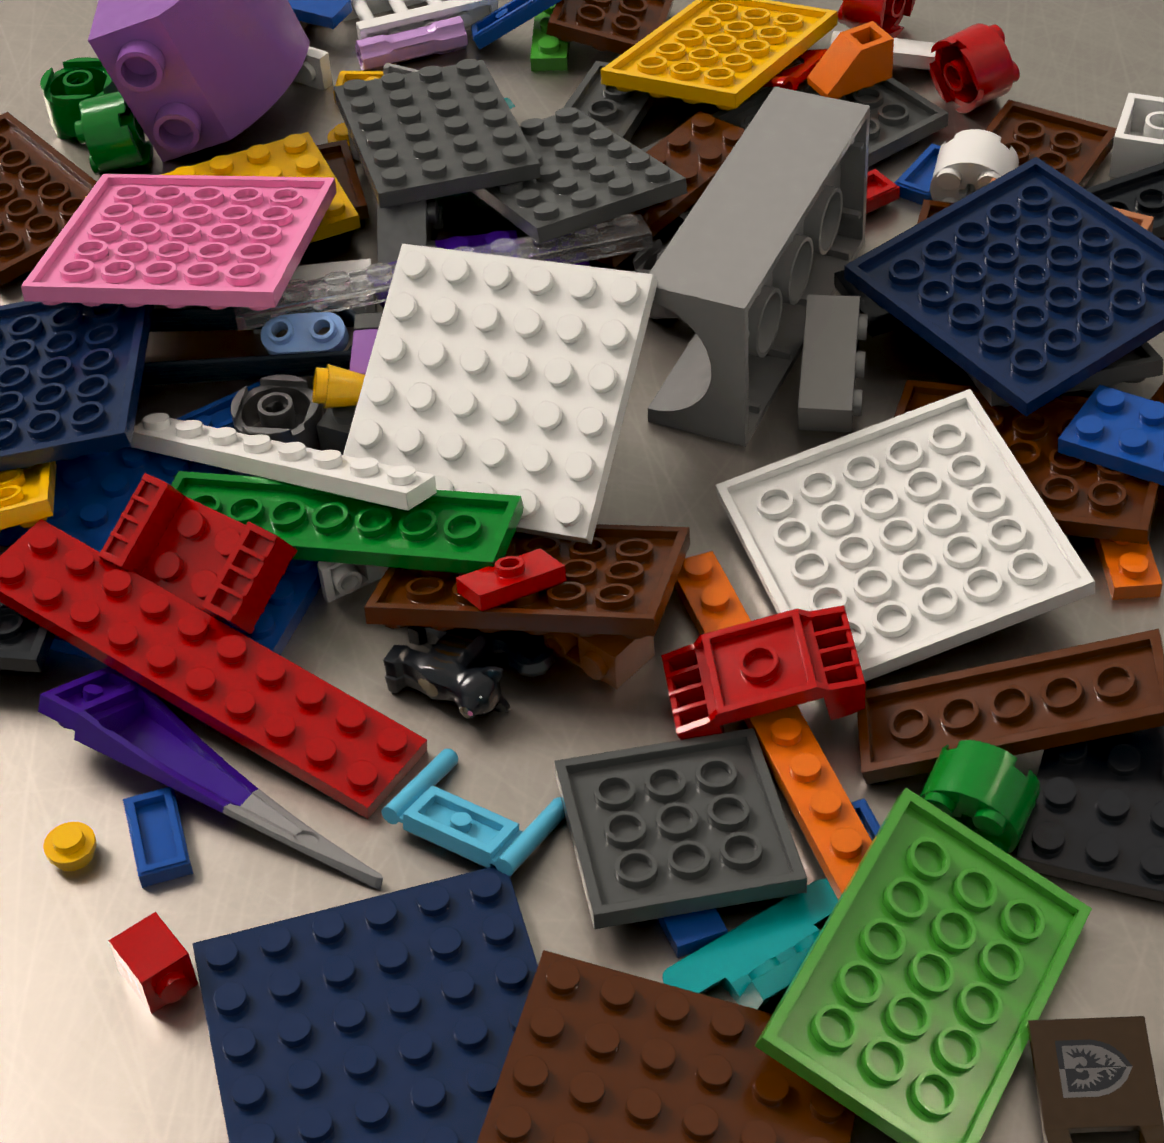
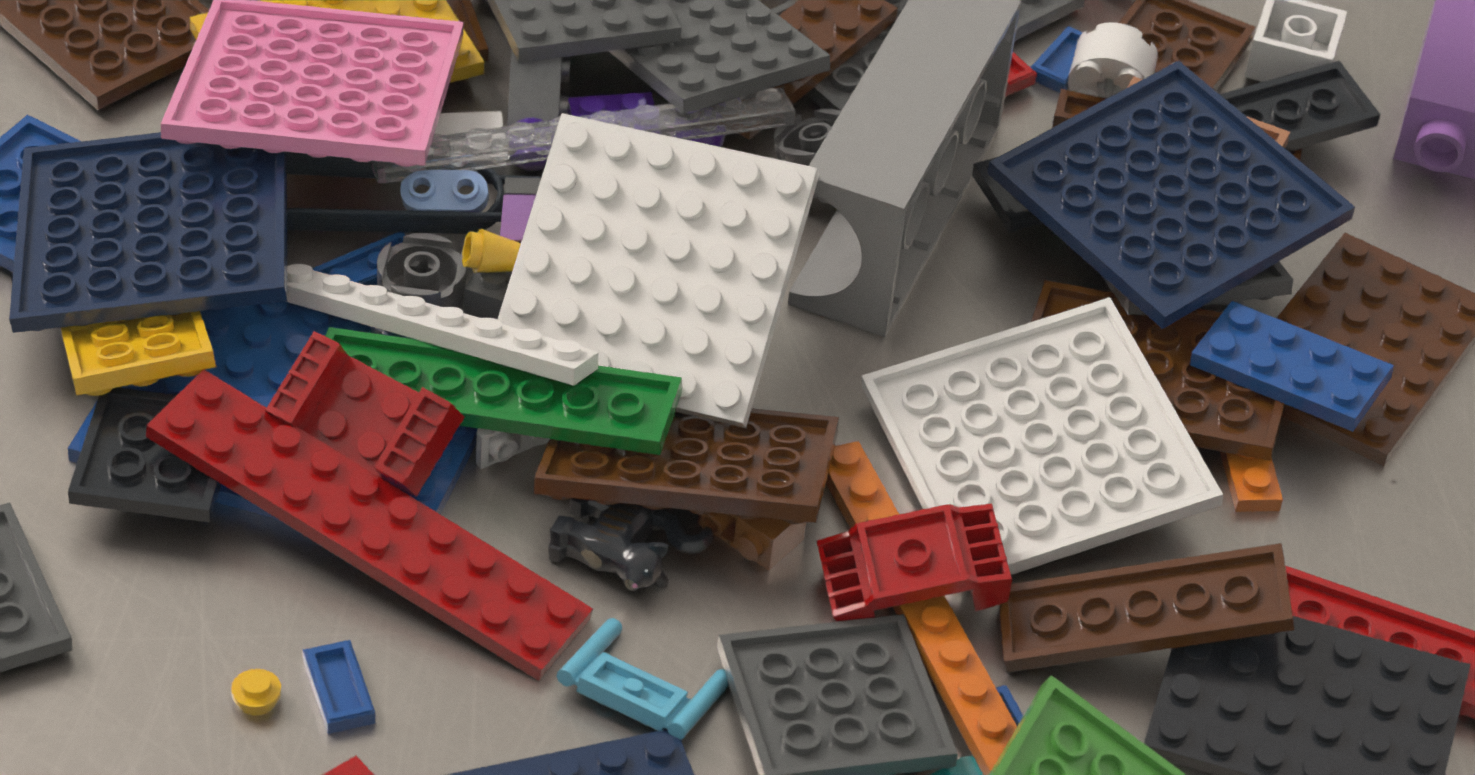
camera: 10 degrees left, 0 degrees up
(144, 734) = (312, 584): dark purple plate -> none
(511, 579) = (676, 459): red plate -> none
(831, 363) = (972, 259): light grey wedge -> none
(983, 791) = (1118, 681): green brick -> none

